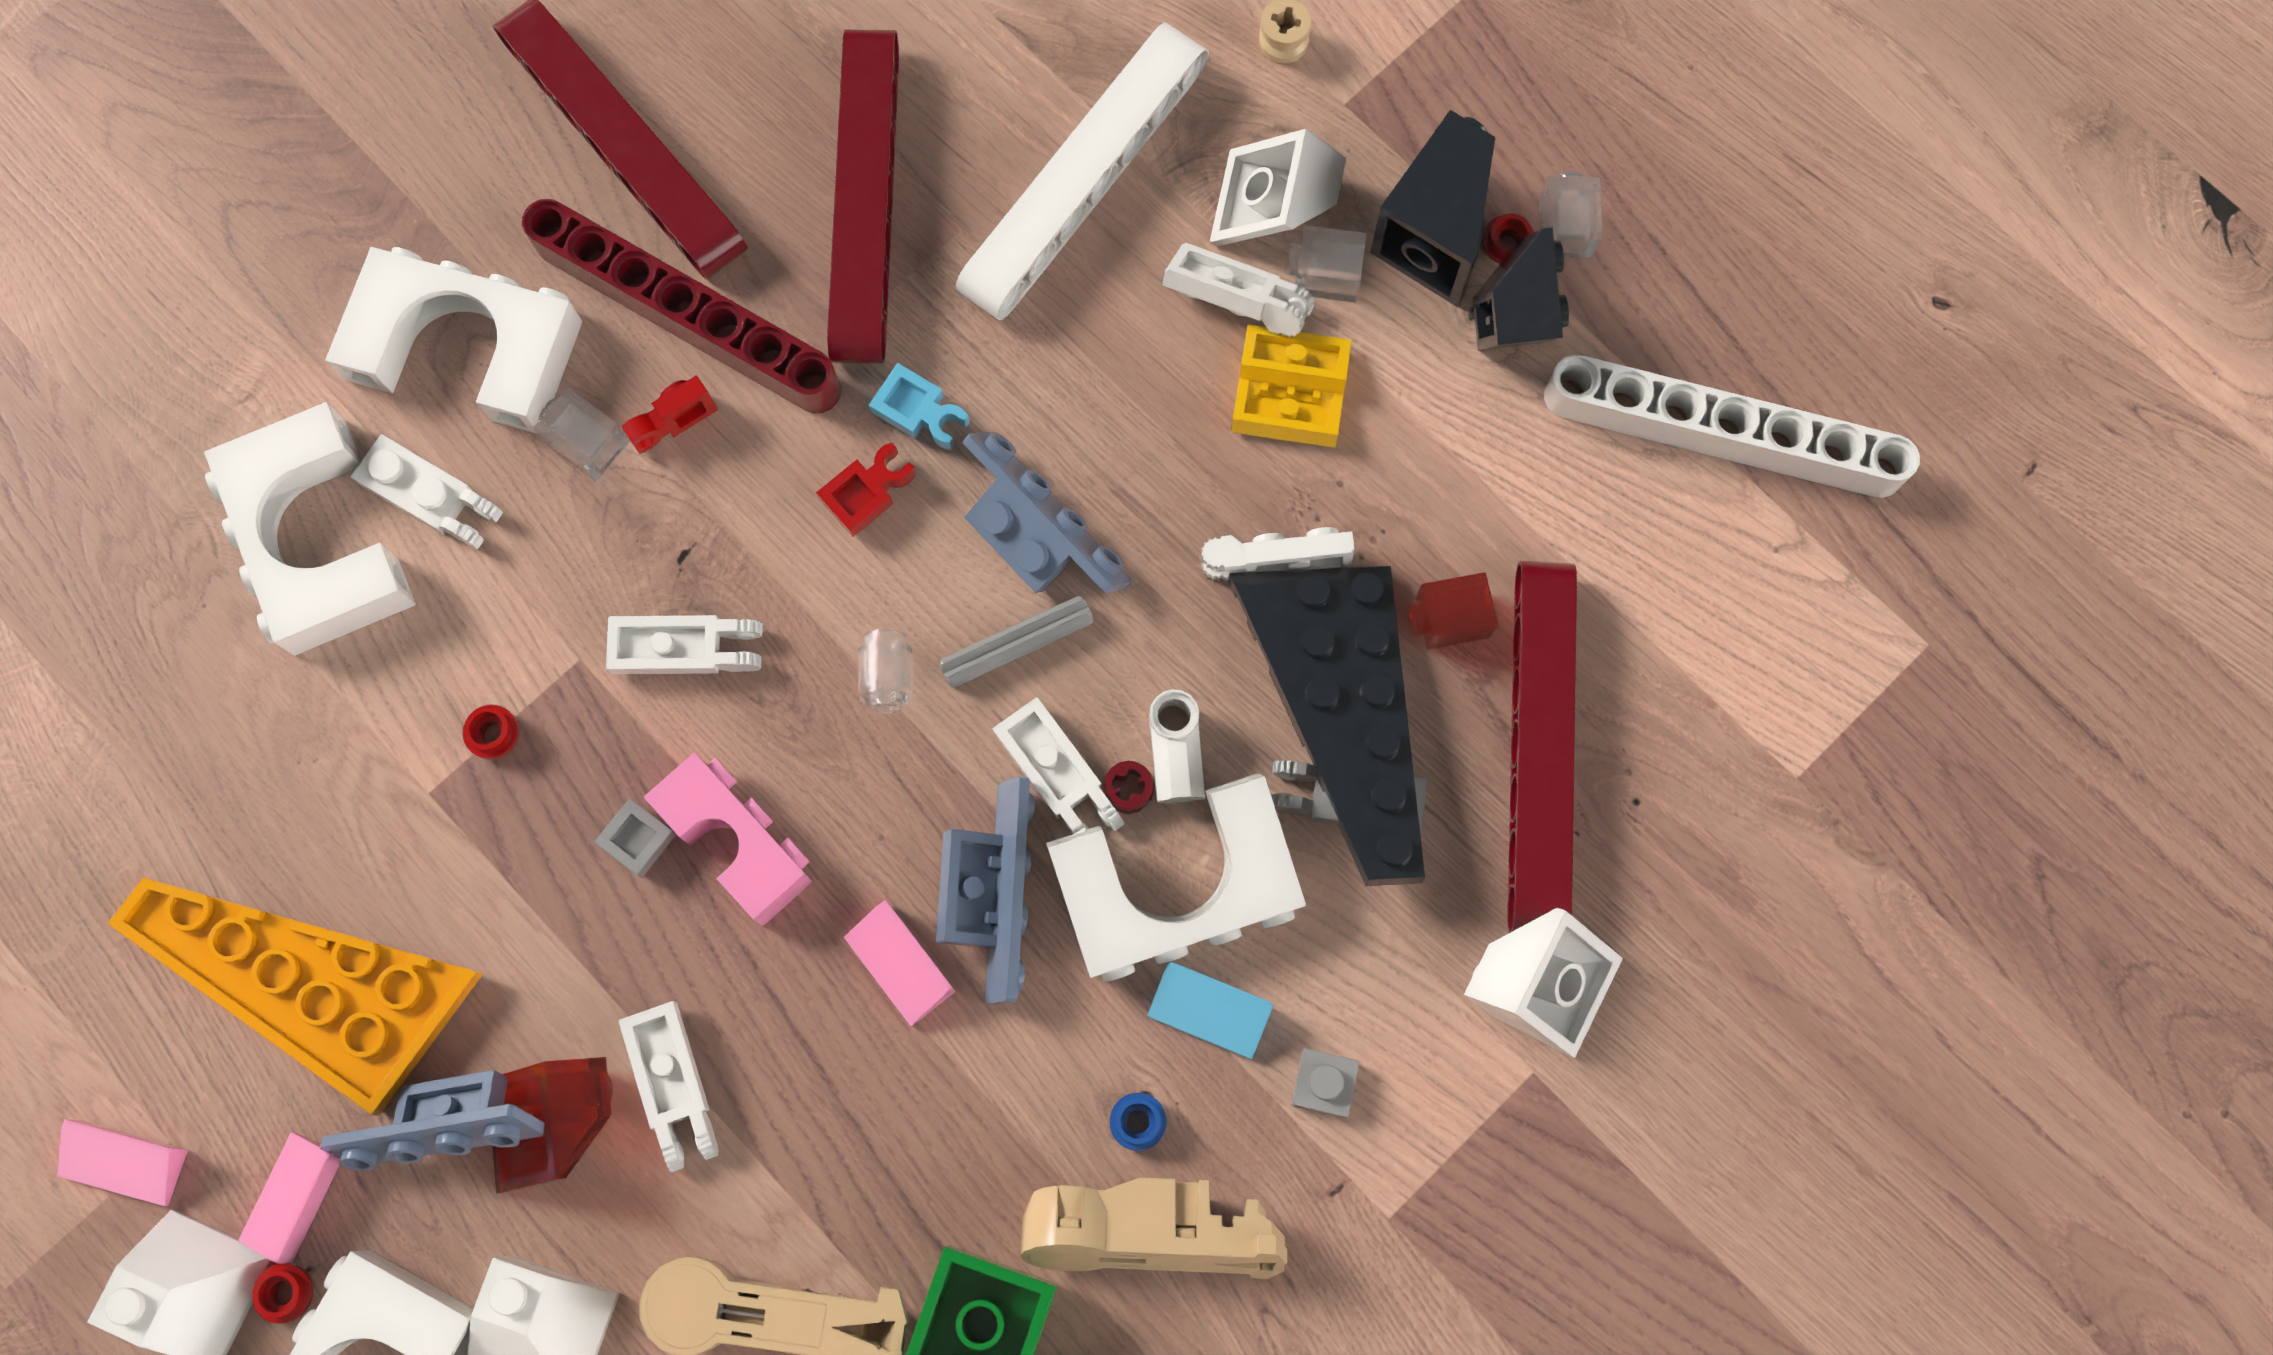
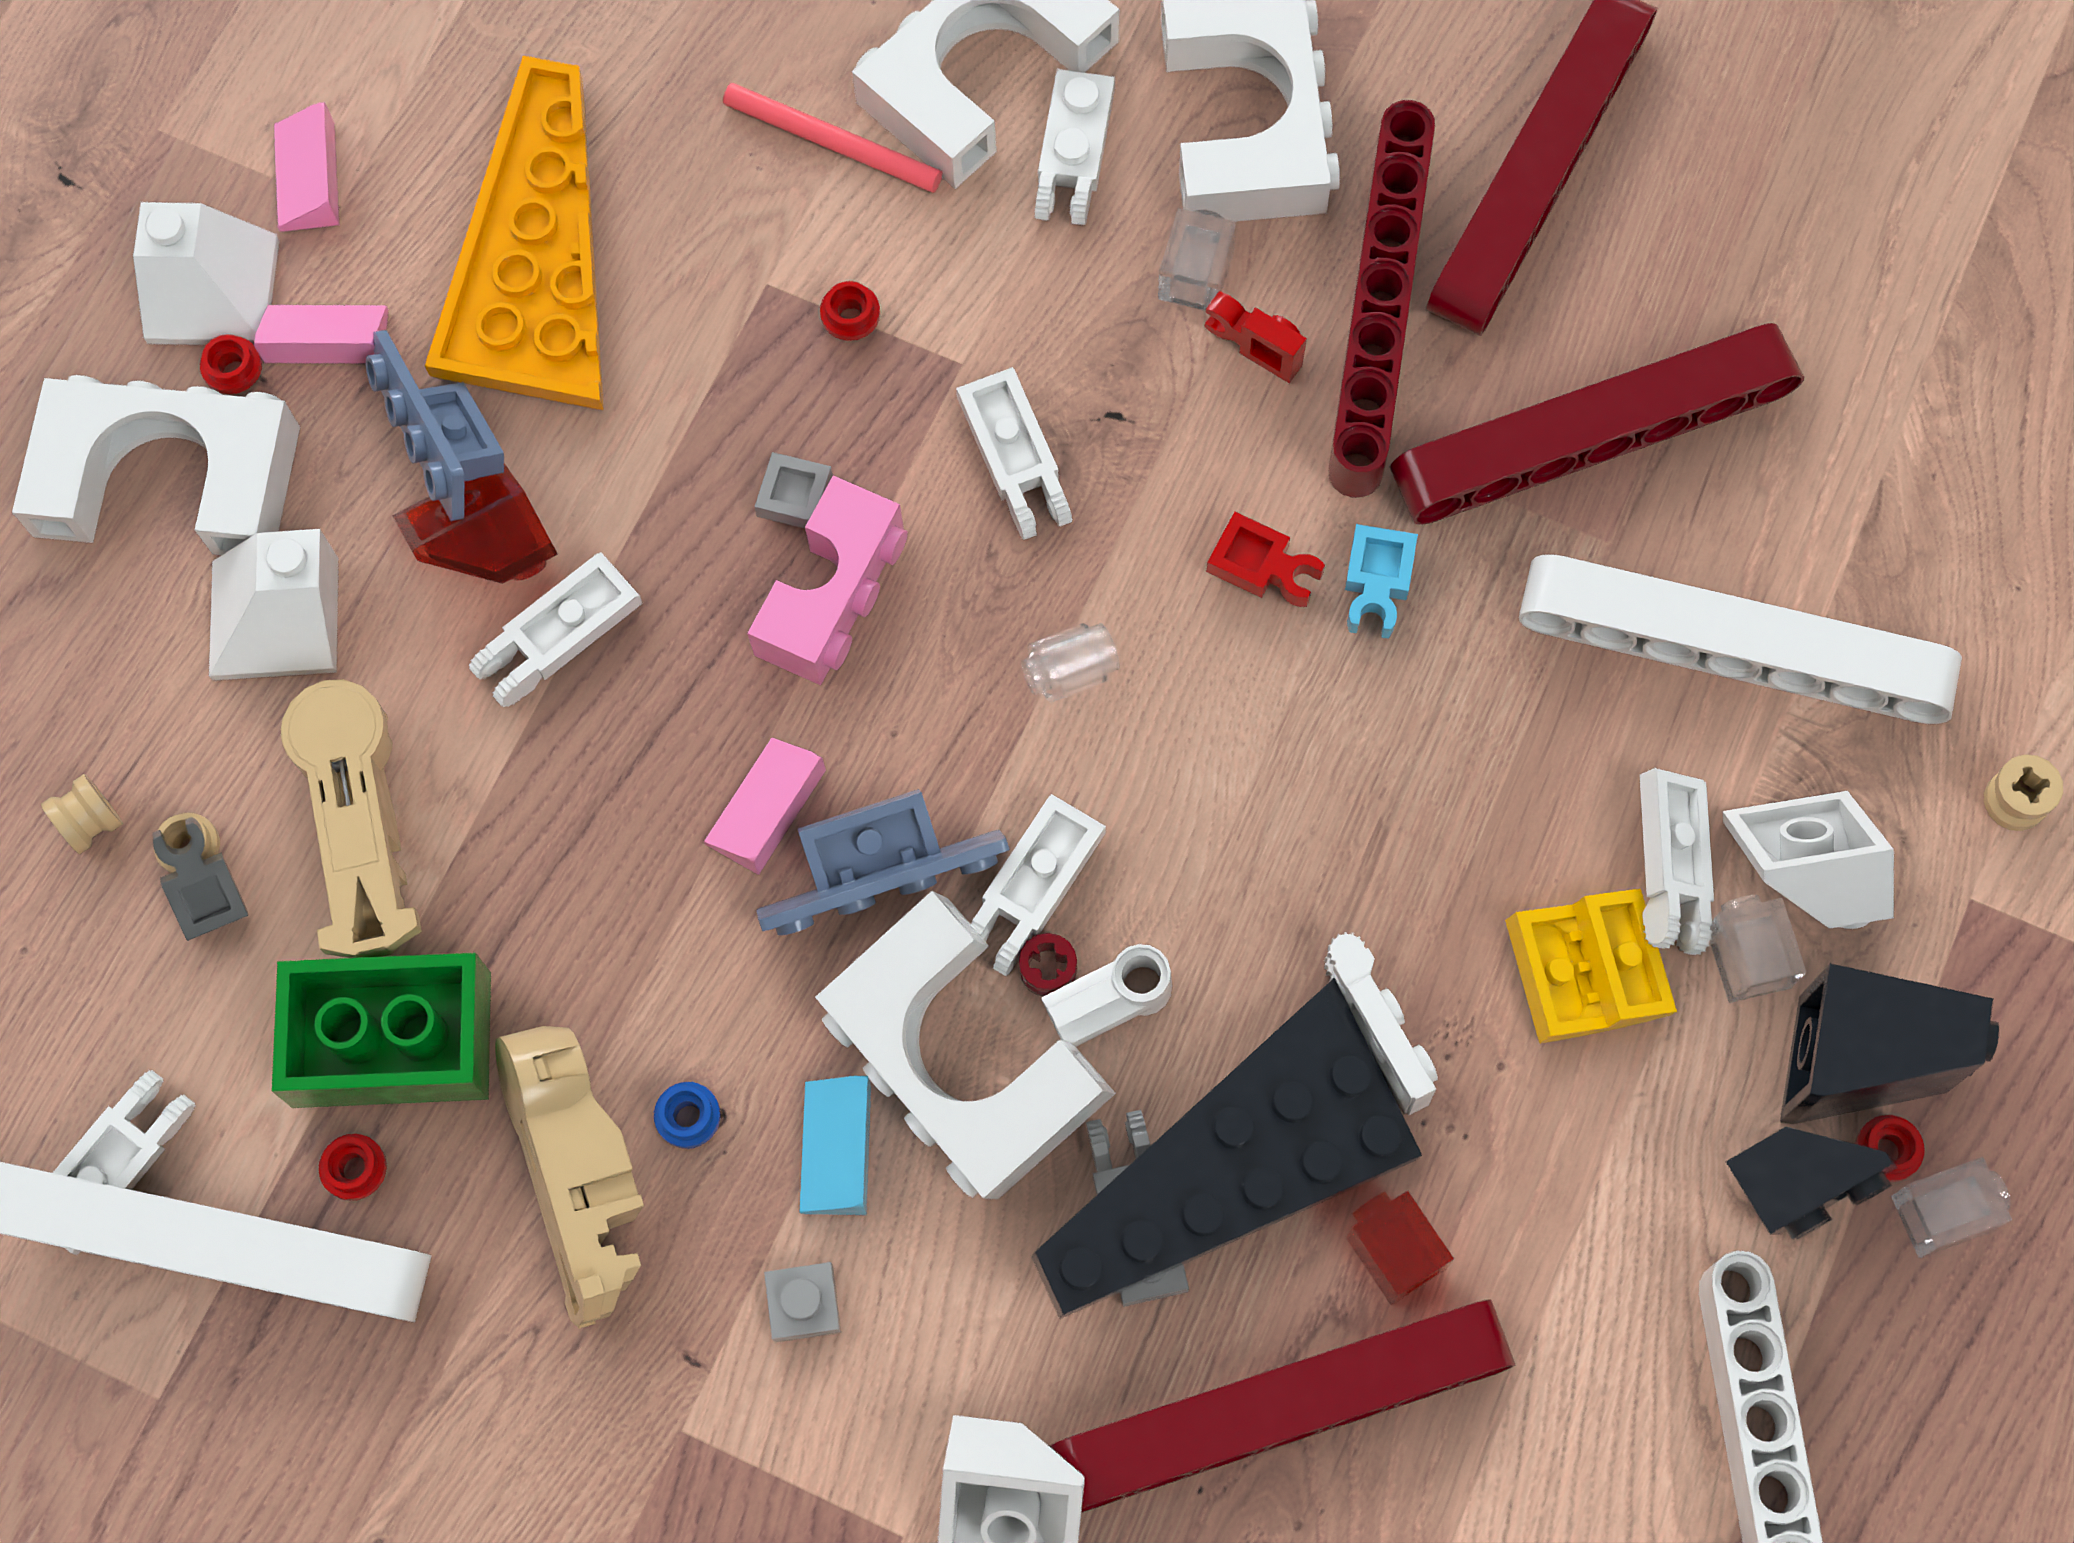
camera: 70 degrees right, 5 degrees down
(317, 688) = (832, 137): none -> coral bar
(1016, 641) = (1162, 784): light grey axle -> none
(1031, 526) = (1300, 748): sand blue bracket -> none

